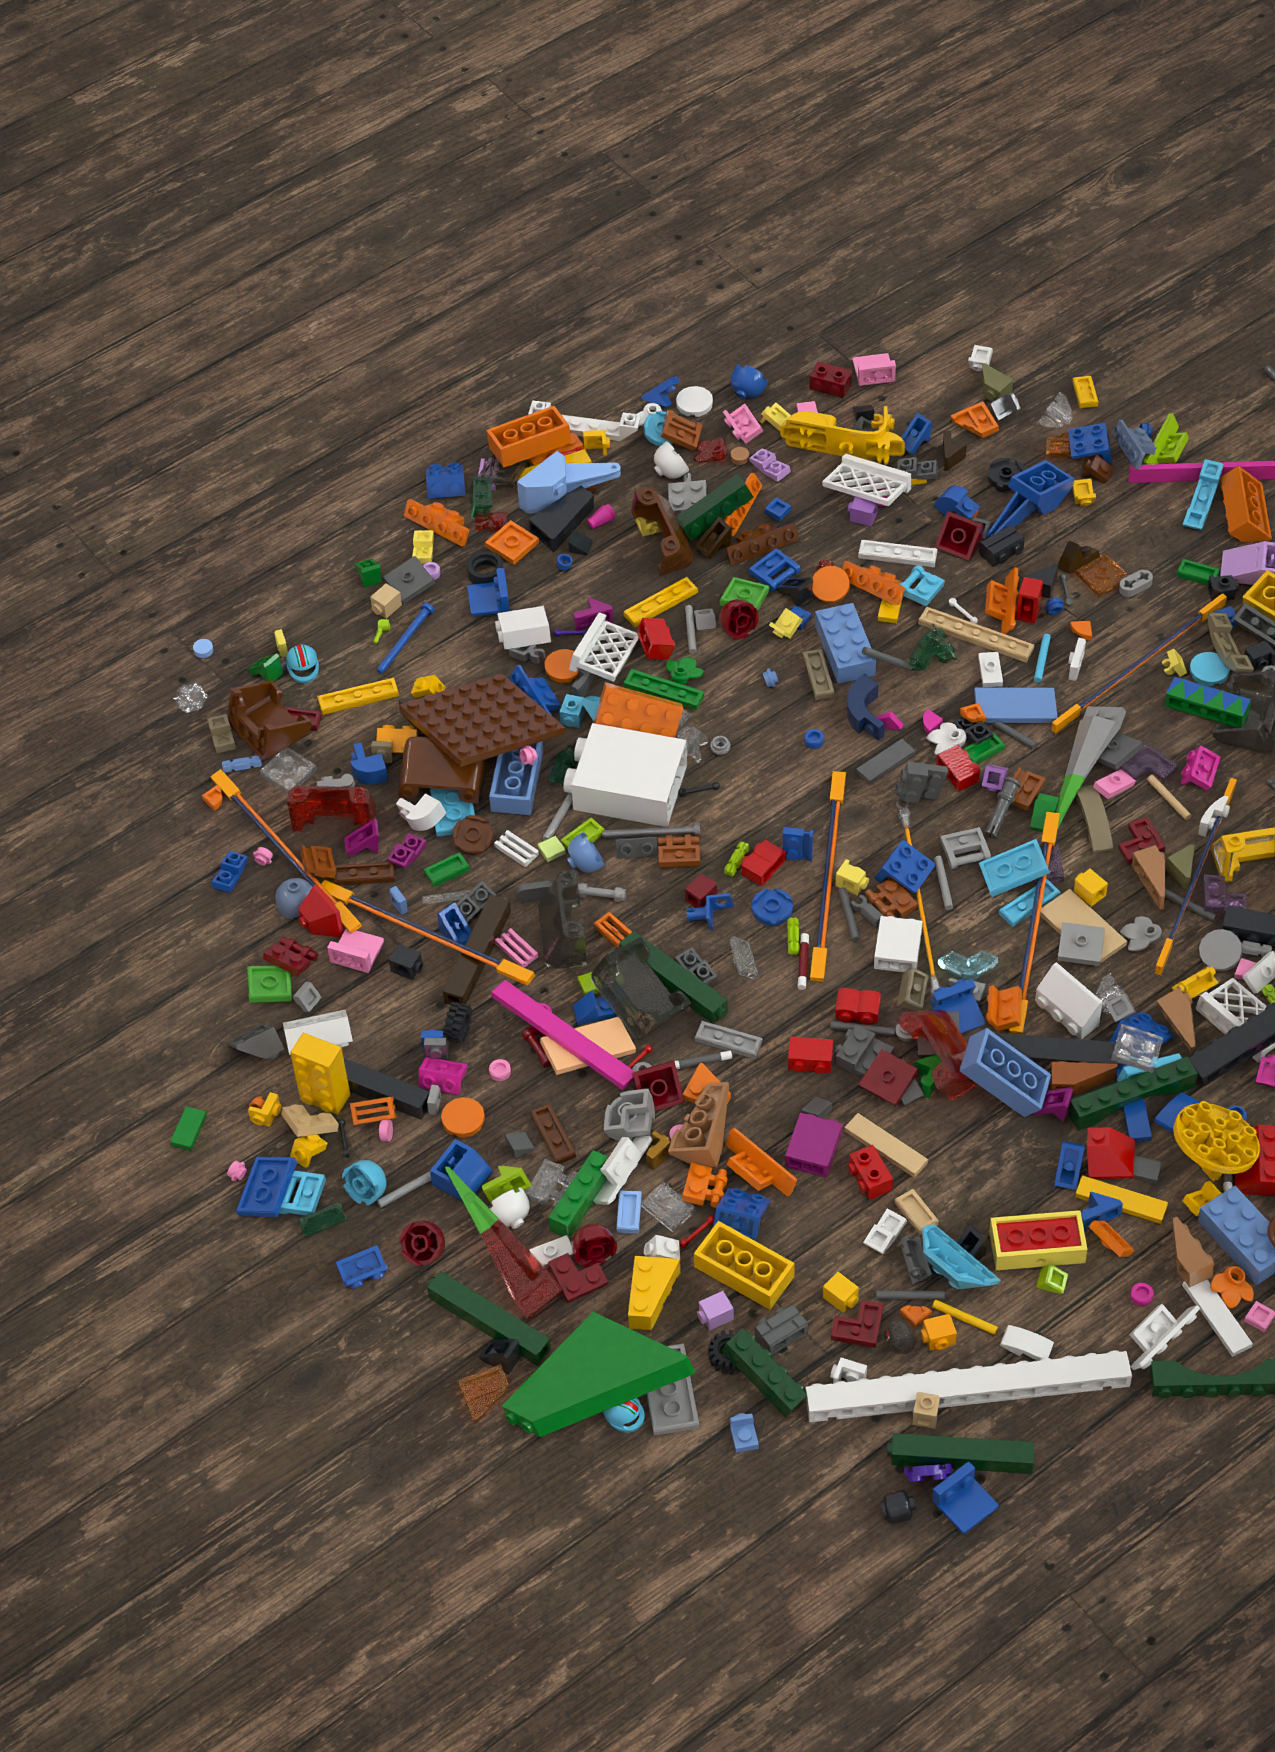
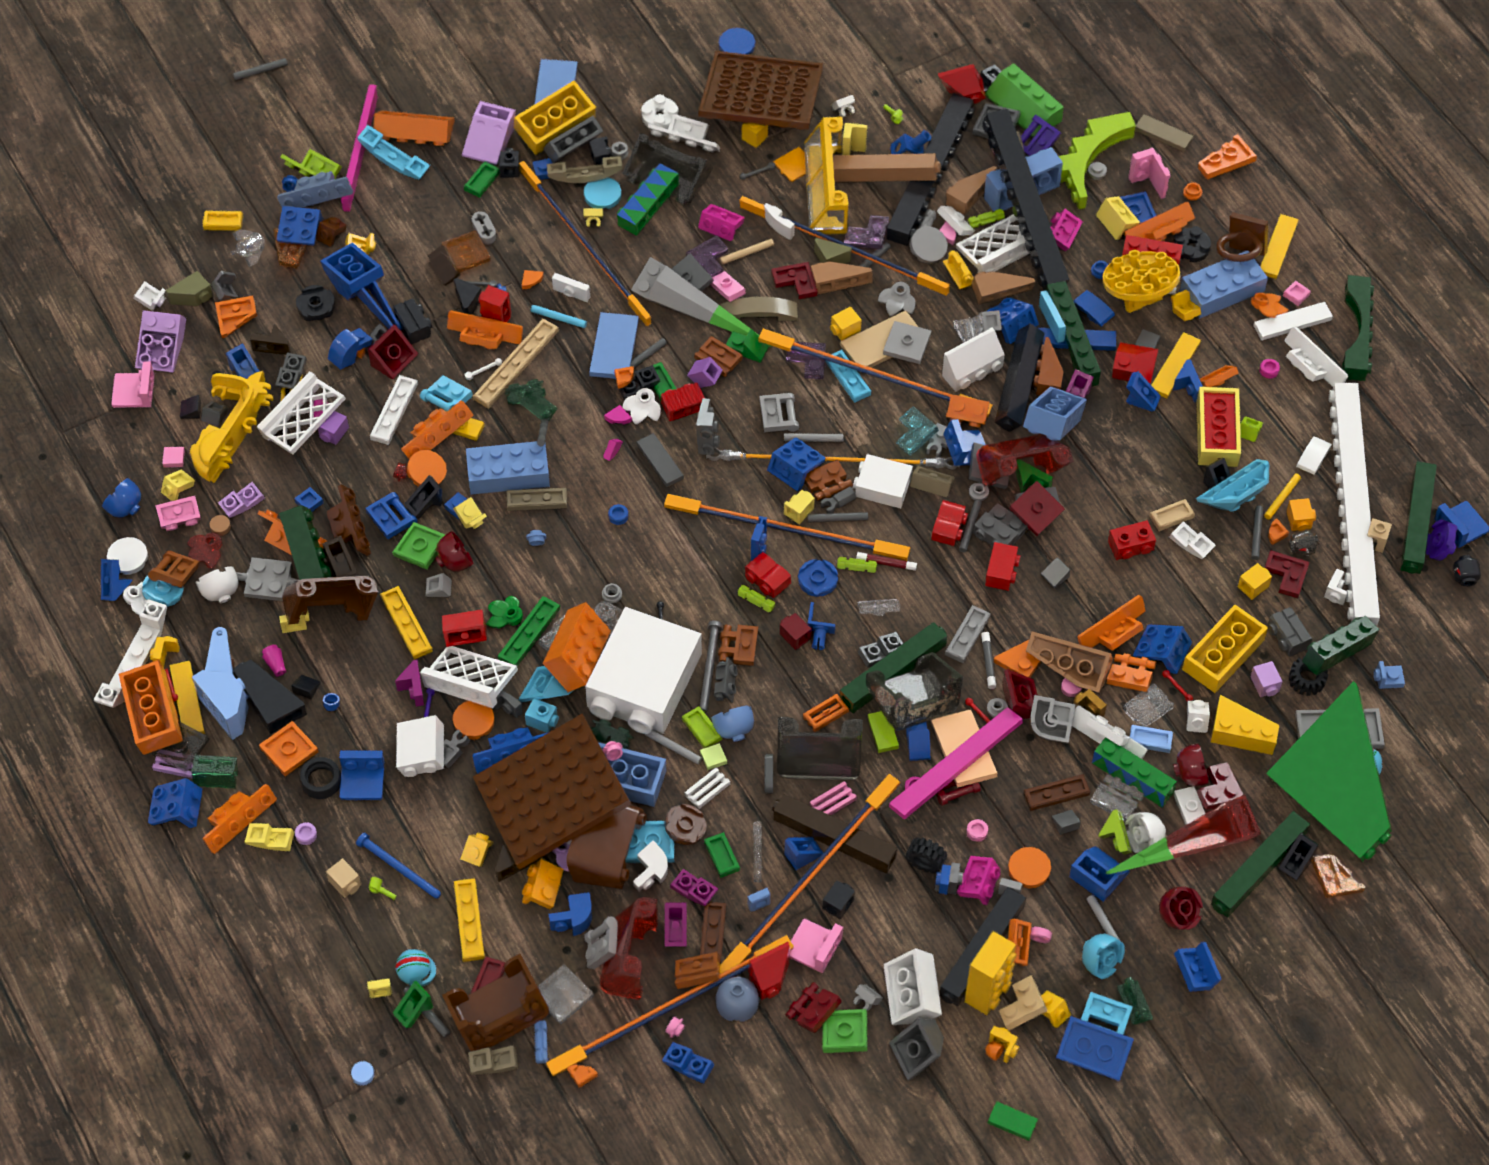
camera: 85 degrees left, 5 degrees up
(190, 697) = (442, 1084): clear brick -> none
(237, 1171) = (1071, 1076): bright pink plate -> none
(341, 1122) = (1057, 975): black hinge -> none
(369, 572) = (293, 890): green slope -> none
(383, 748) = (558, 898): dark tan plate -> none
(409, 579) = (316, 852): dark grey plate -> none
(475, 901) = (770, 830): dark grey slope -> none
(494, 521) = (250, 763): clear red plate -> none
(618, 894) = (782, 705): light grey bar -> none
(690, 629) = (450, 600): light grey bar -> none
(813, 1145) = (1097, 579): magenta brick -> none
(830, 379) = (139, 428): dark red brick -> none
(860, 695) = (592, 471): dark blue arch -> none
(886, 1145) = (1100, 527): tan tile -> none
(915, 1259) = (1225, 521): dark grey hinge -> none
(932, 374) = (160, 340): none -> lavender slope
(990, 669) = (564, 359): white plate -> none
(1005, 798) = (734, 367): dark grey pin -> none
(1014, 867) = (813, 376): medium azure tile -> none
(1137, 1048) = (1042, 313): clear plate -> none
(1191, 1260) = (1242, 325): medium nougat slope -> none

